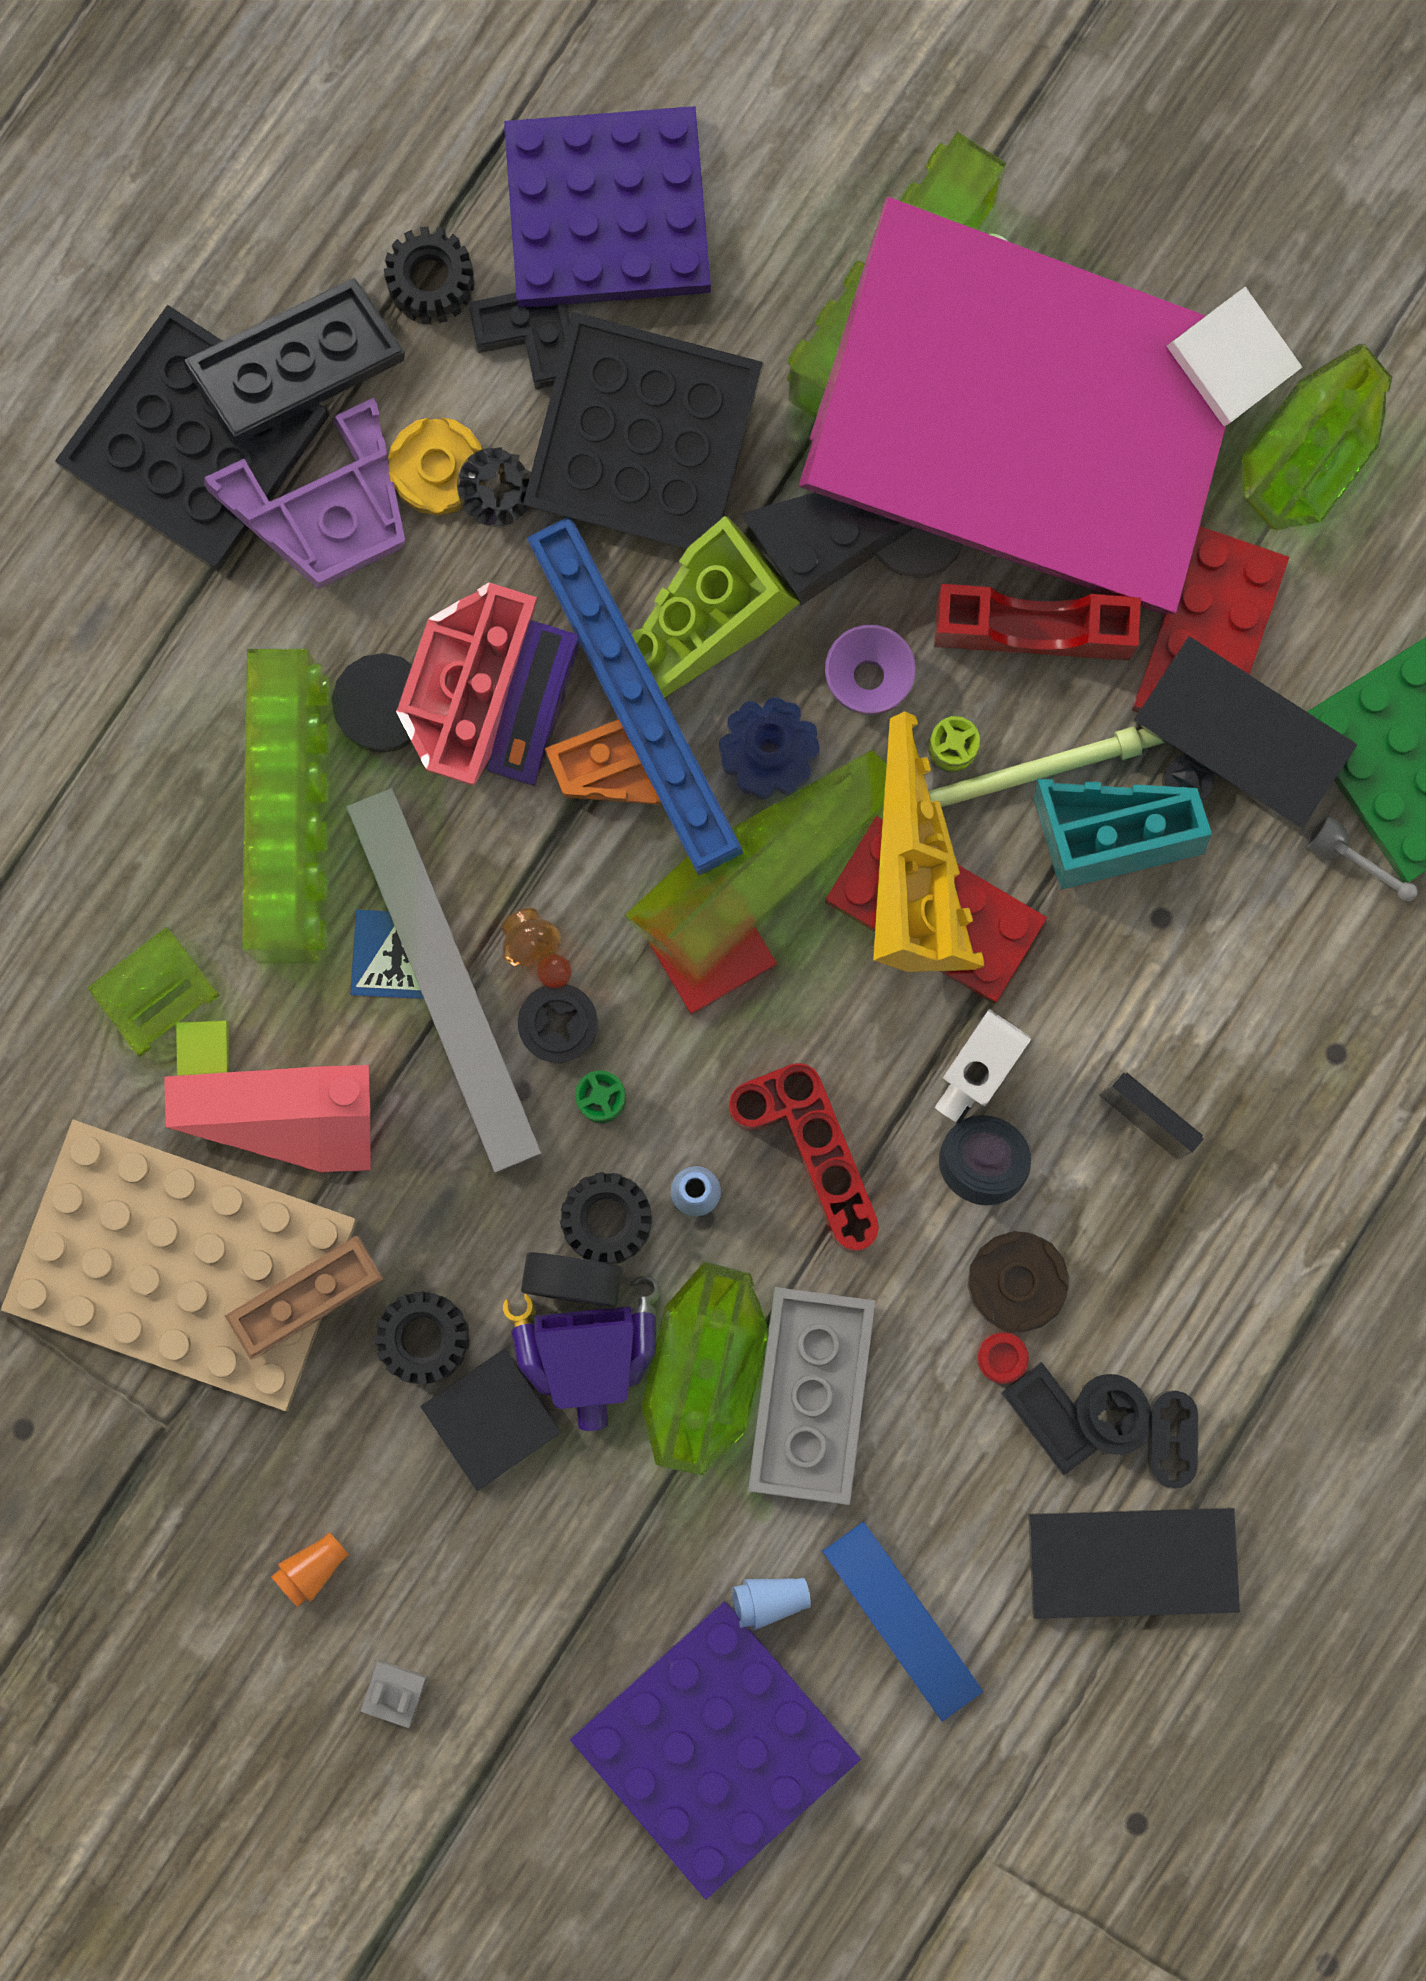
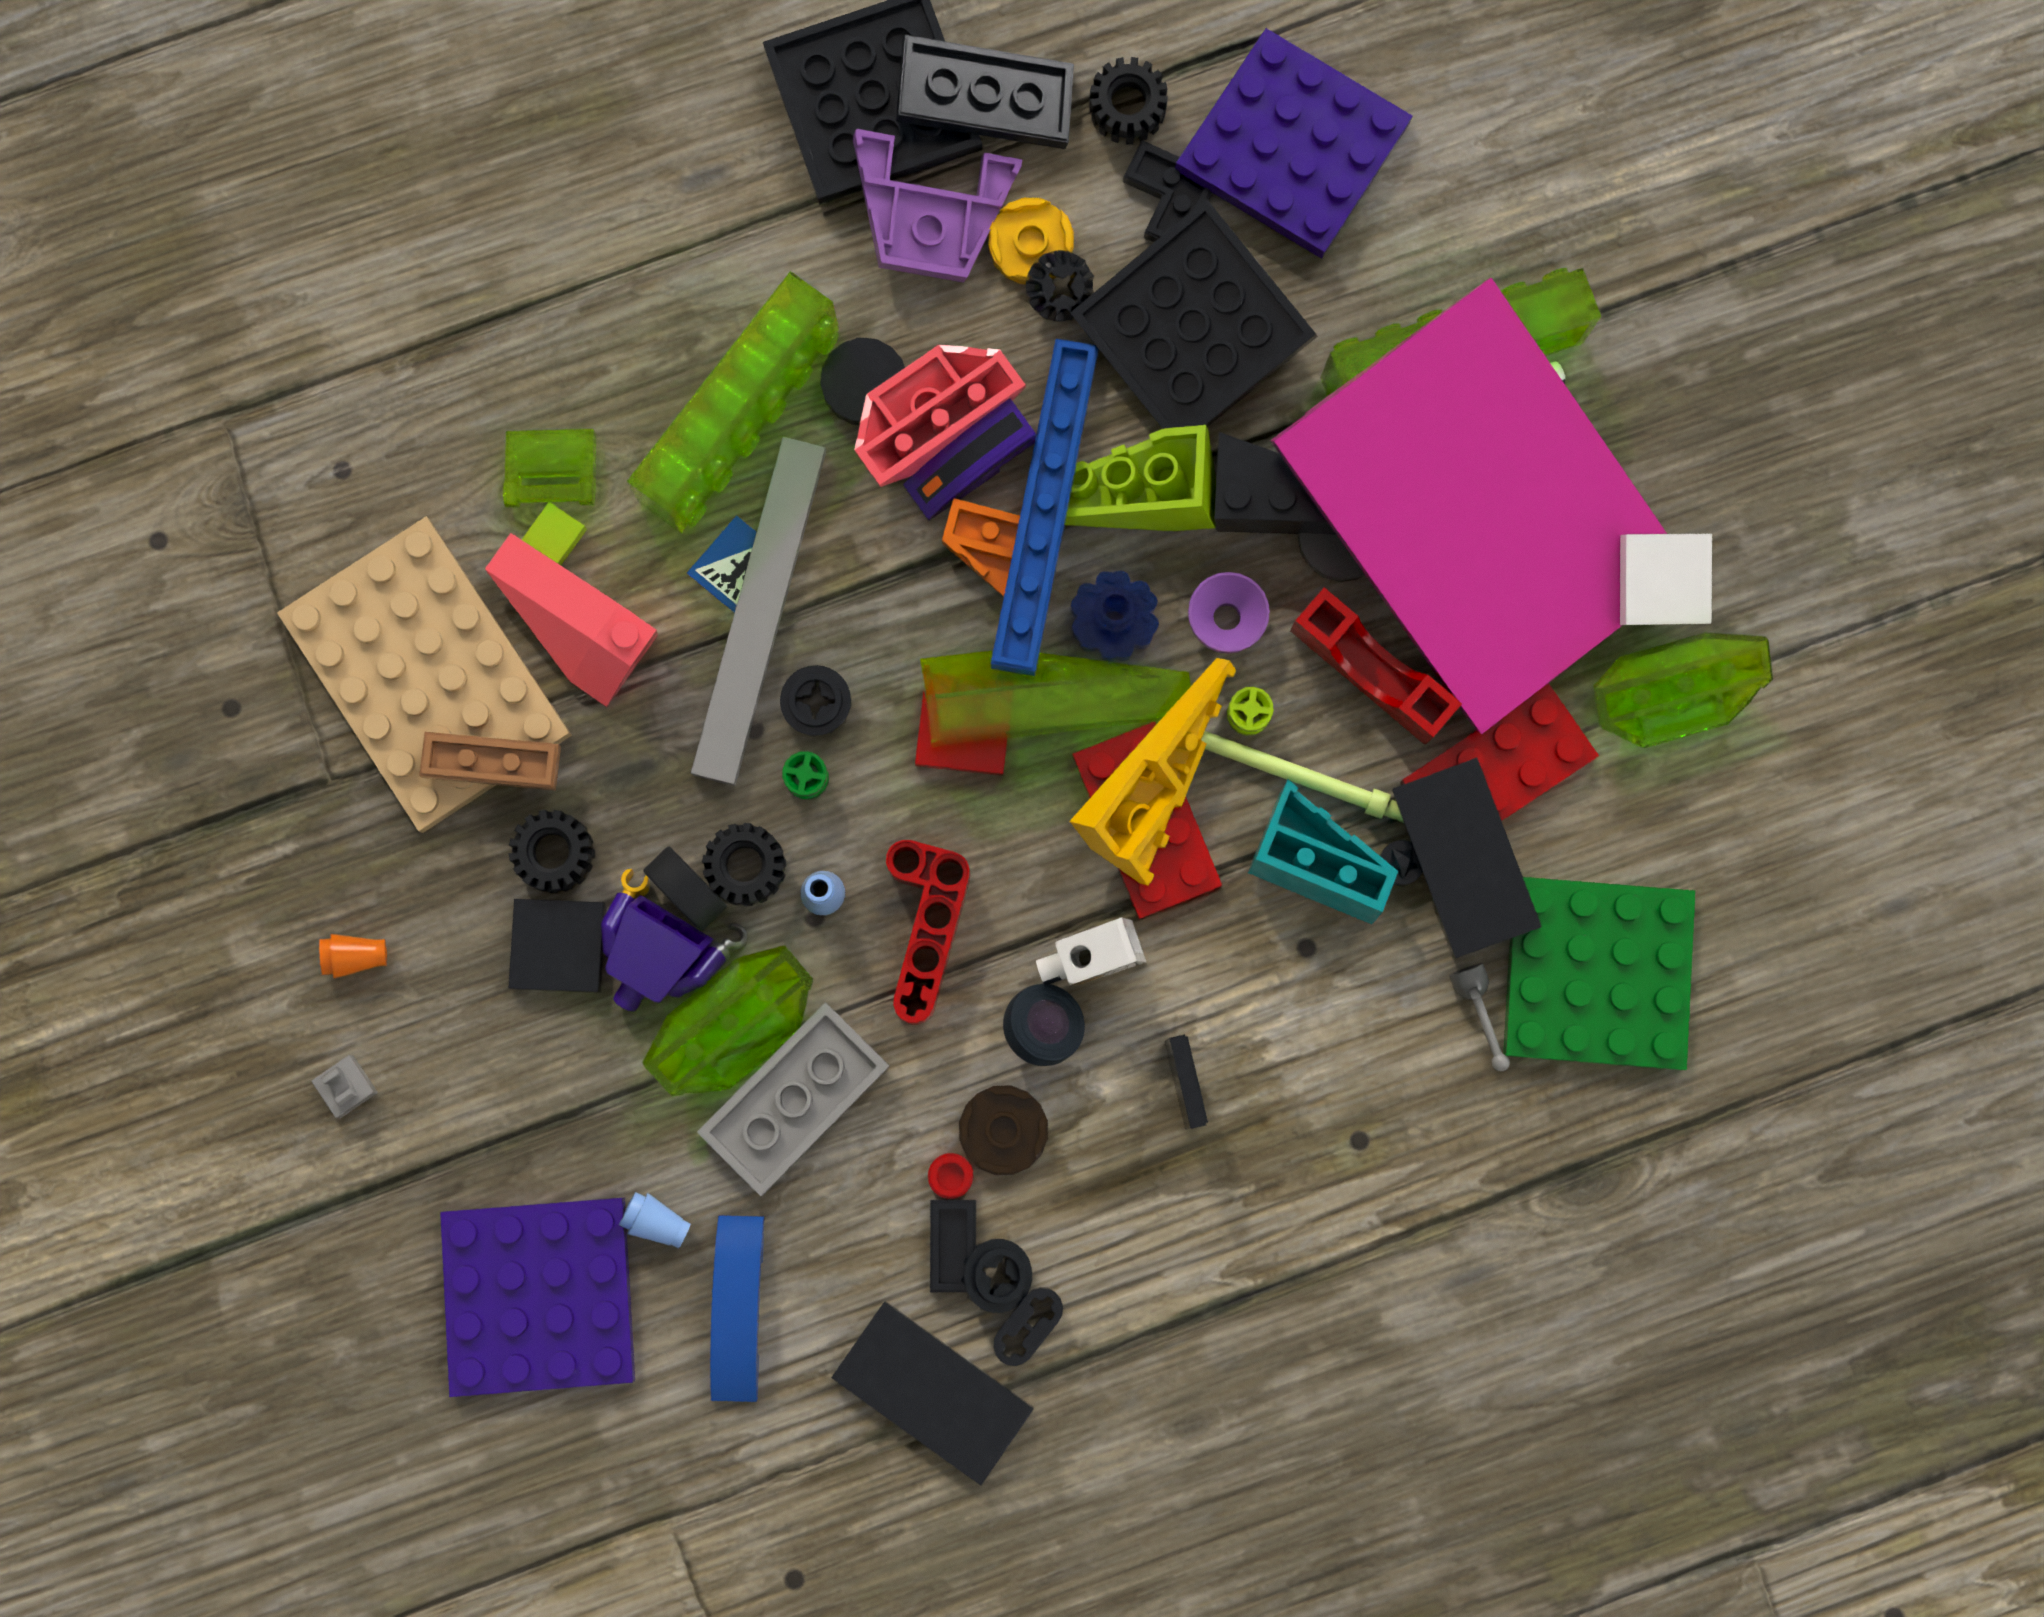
camera: 35 degrees right, 0 degrees up
(534, 942) = (841, 630): clear orange animal -> none

